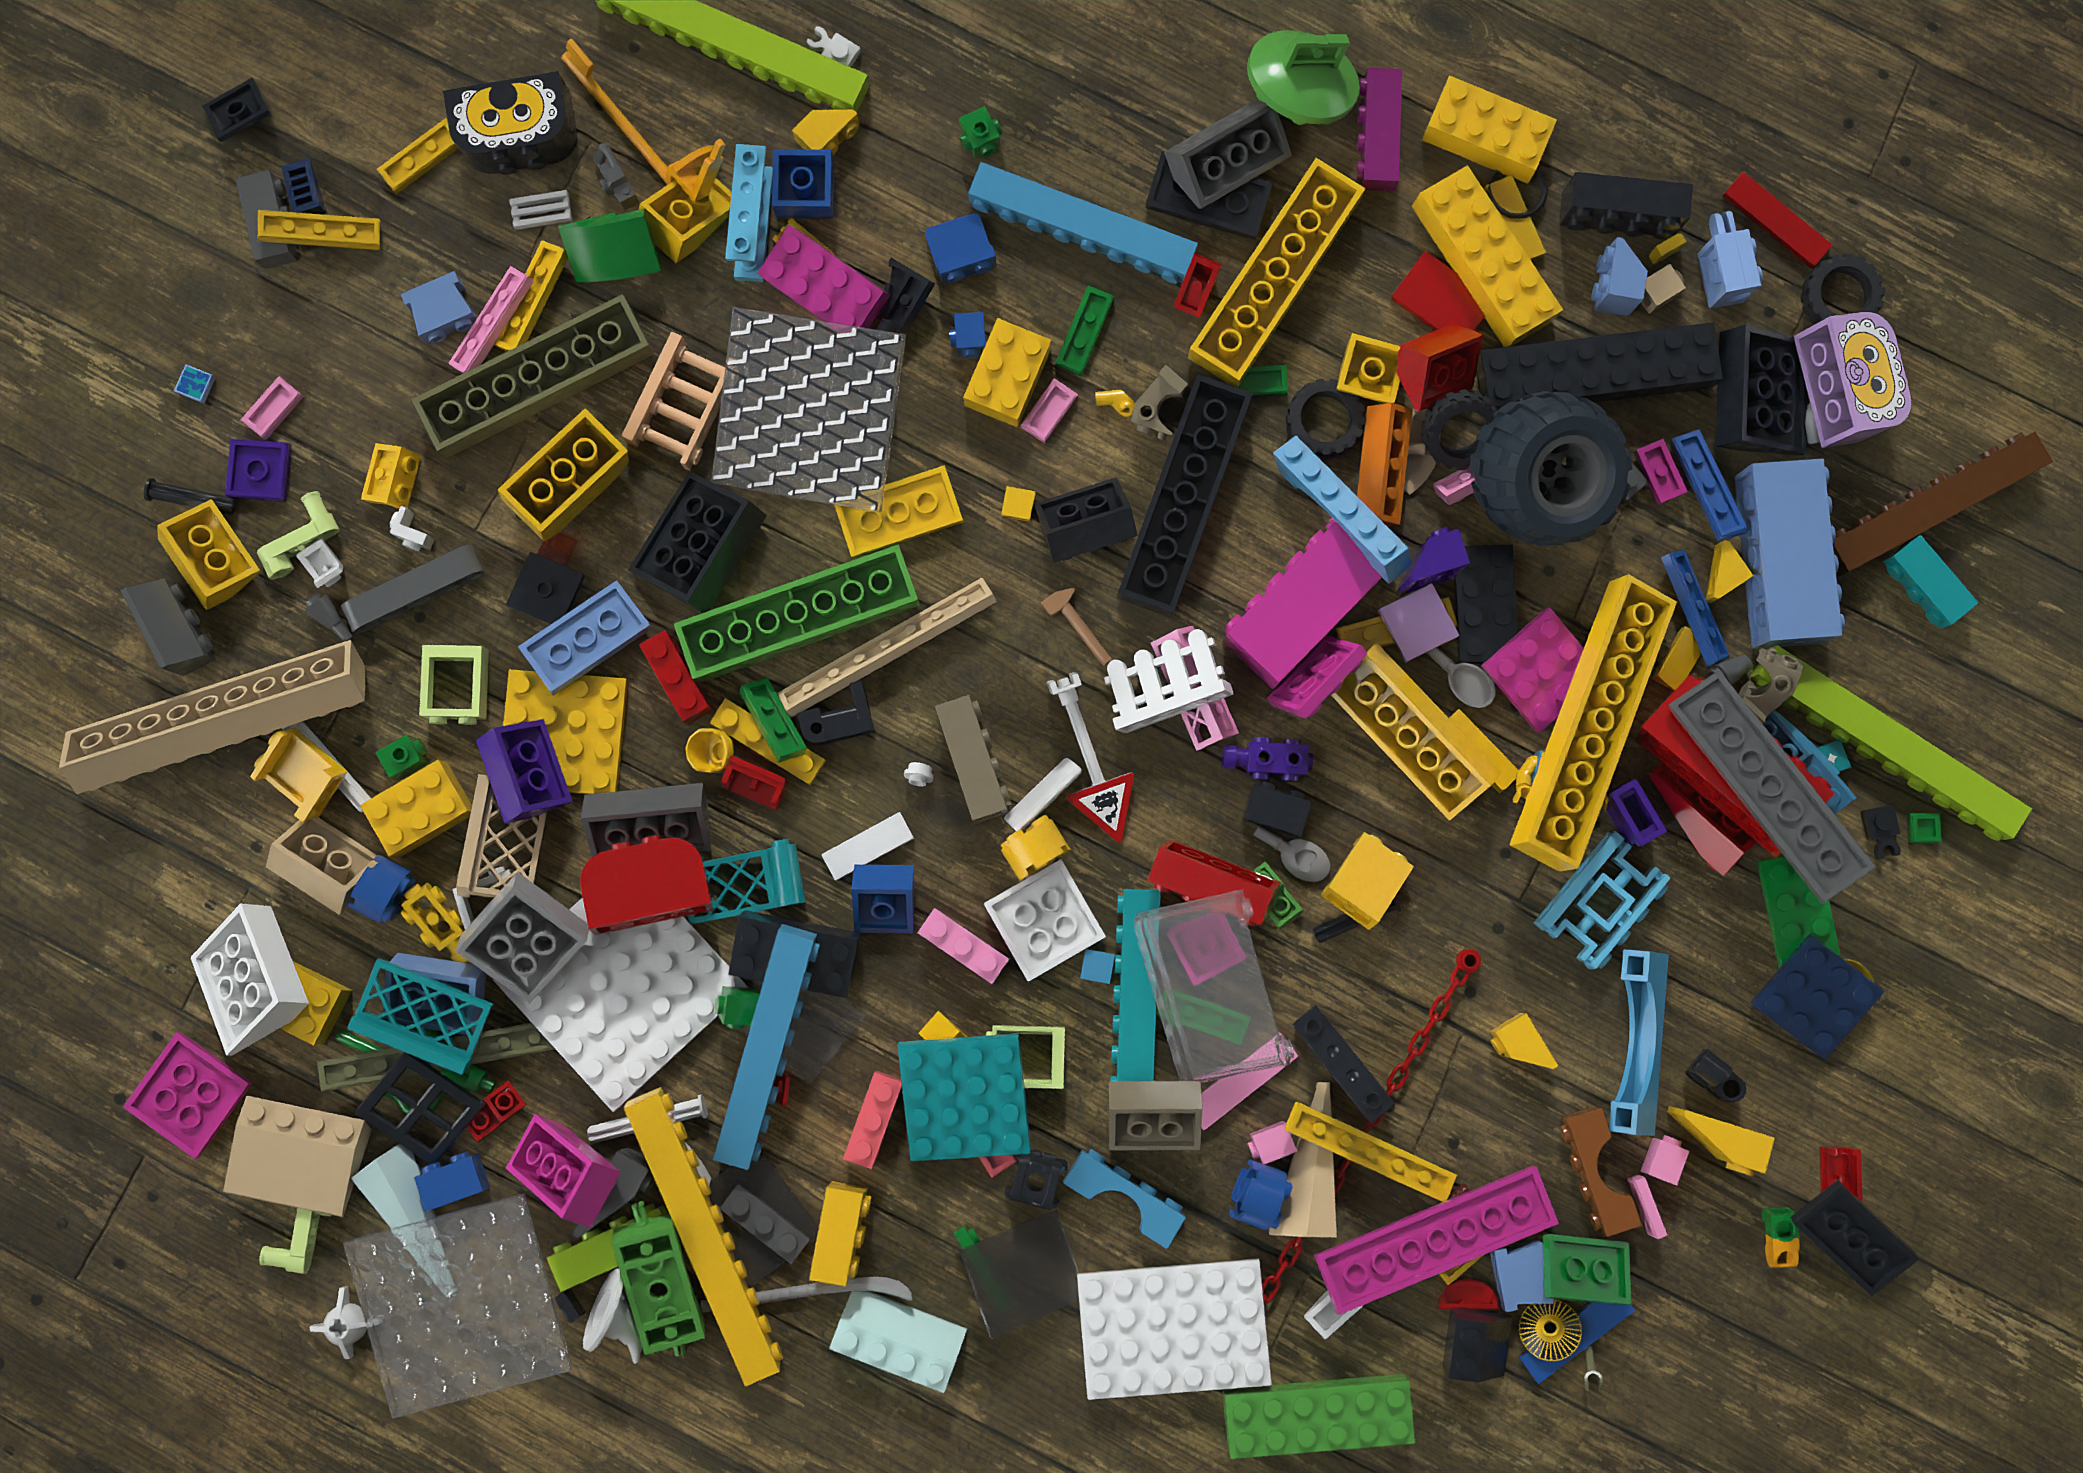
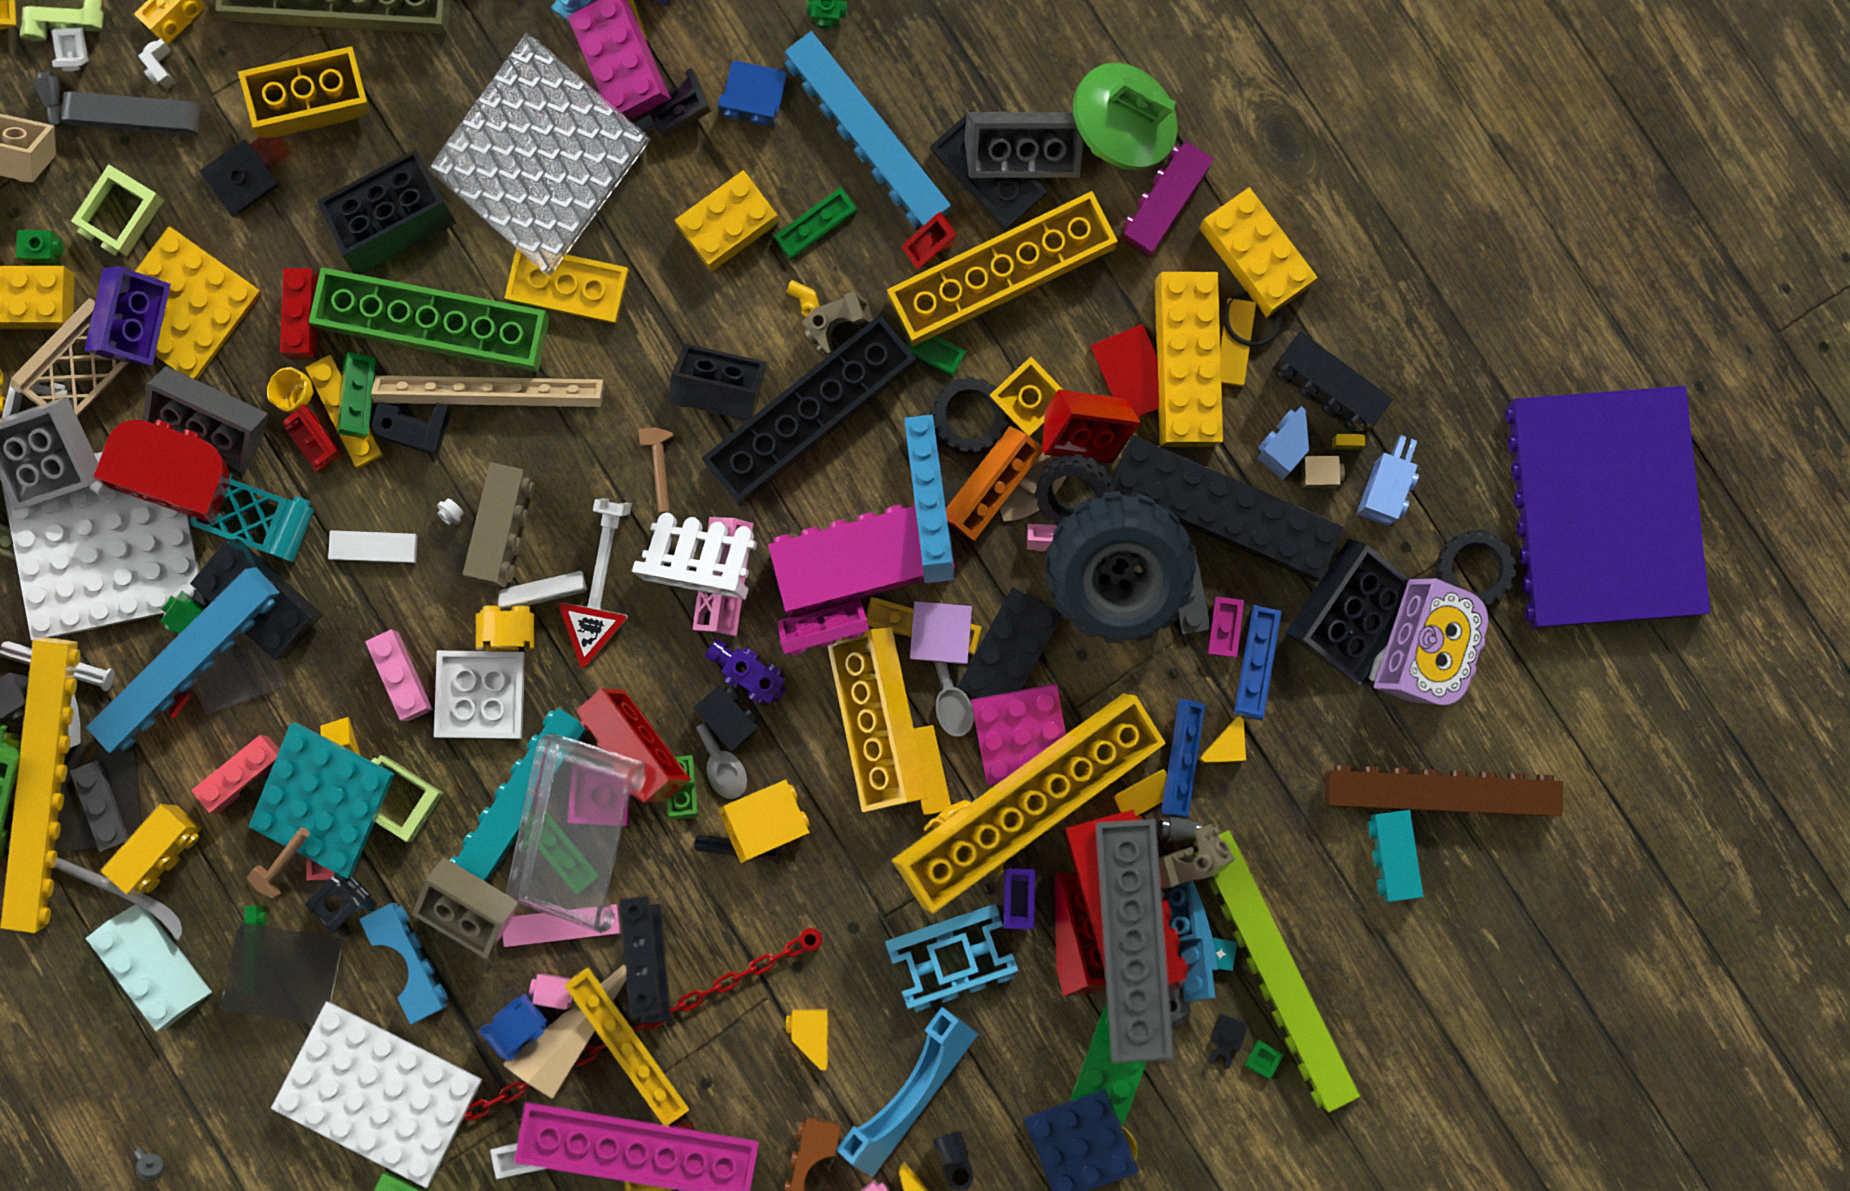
camera: 30 degrees right, 0 degrees up
(584, 637) = (244, 236): medium blue plate -> none
(651, 402) = (418, 74): light nougat fence -> none
(883, 898) = (357, 597): blue slope -> none
(954, 1200) = (264, 880): none -> medium nougat piece
(968, 335) = (714, 169): blue brick -> none
(1018, 503) = (671, 335): yellow tile -> none
(1049, 410) = (745, 273): bright pink tile -> none
(1097, 966) = (500, 759): dark azure tile -> none
(1436, 561) = (978, 588): dark purple slope -> none
(1777, 220) = (1459, 473): red tile -> none
(1789, 553) = (1287, 760): medium blue brick -> none
(1923, 174) = (1607, 507): none -> dark purple panel

